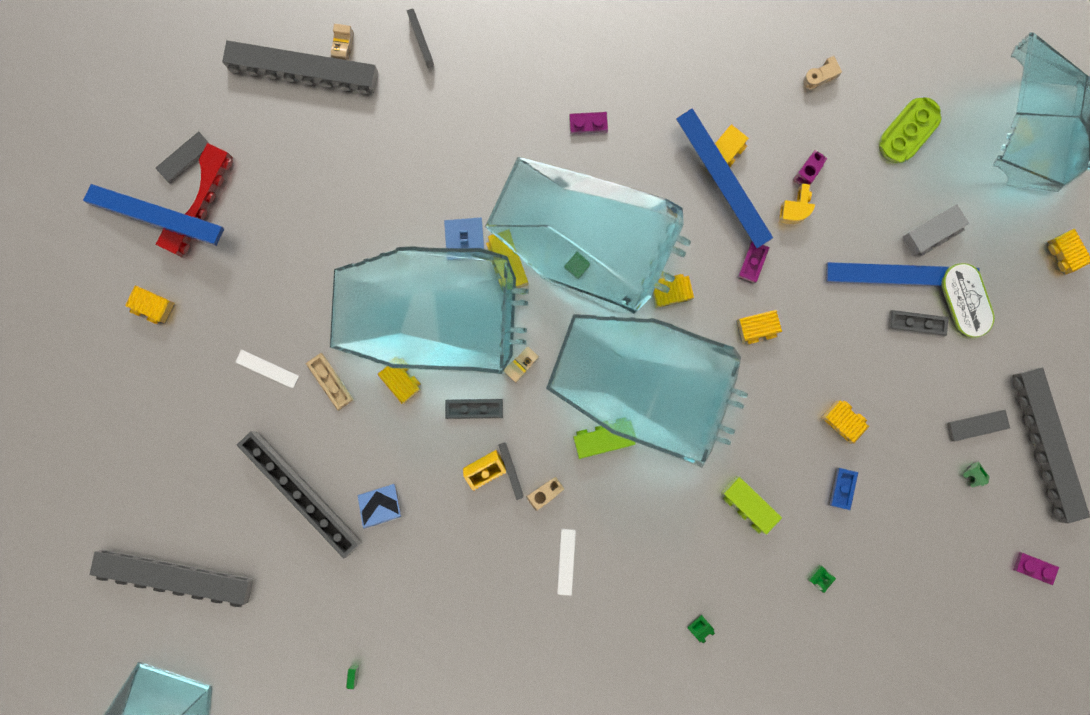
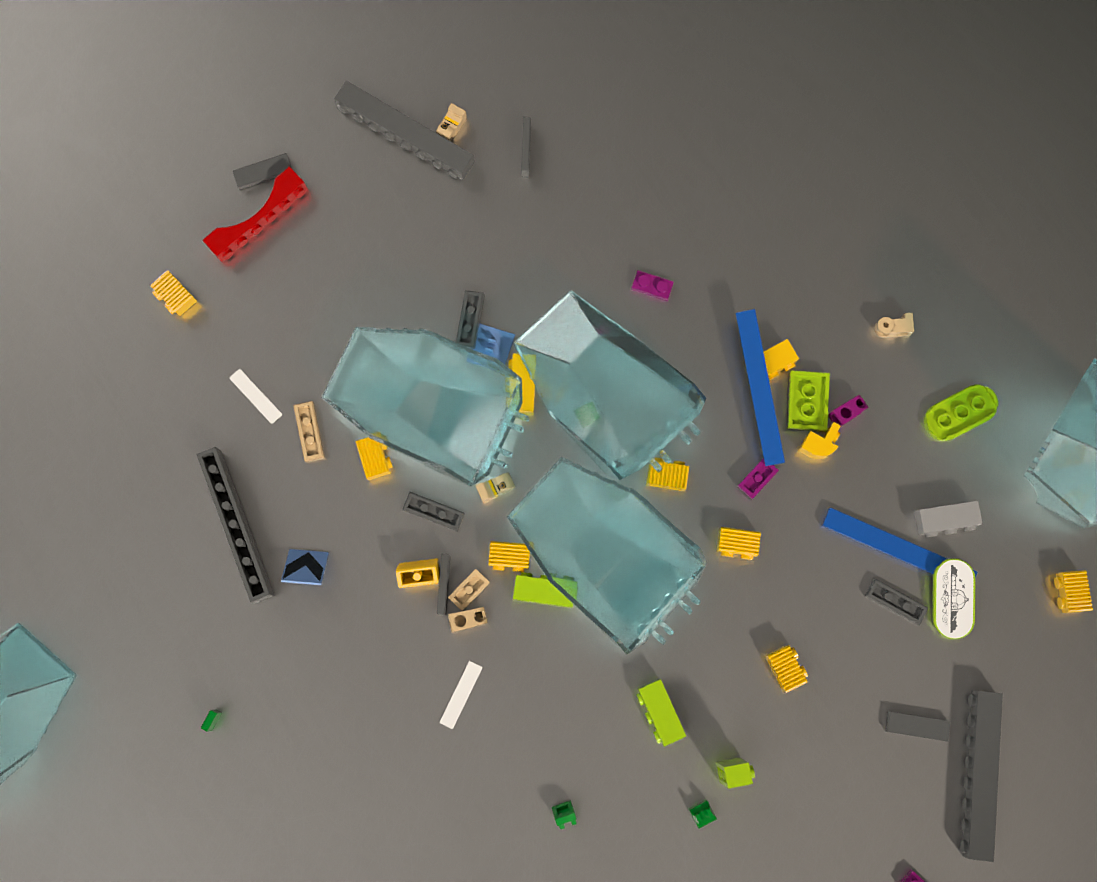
camera: 25 degrees right, 5 degrees down
(154, 214) = (212, 213): blue tile -> none
(171, 577) = (84, 555): dark grey brick -> none
(434, 220) = (470, 319): none -> dark grey tile
(535, 466) = (469, 590): none -> tan plate
(559, 421) = (509, 555): none -> yellow brick
(771, 173) = (808, 401): none -> lime plate
(838, 533) = (735, 773): none -> lime brick
(843, 488) = (759, 733): blue plate -> none
(978, 472) = (899, 774): green tile -> none

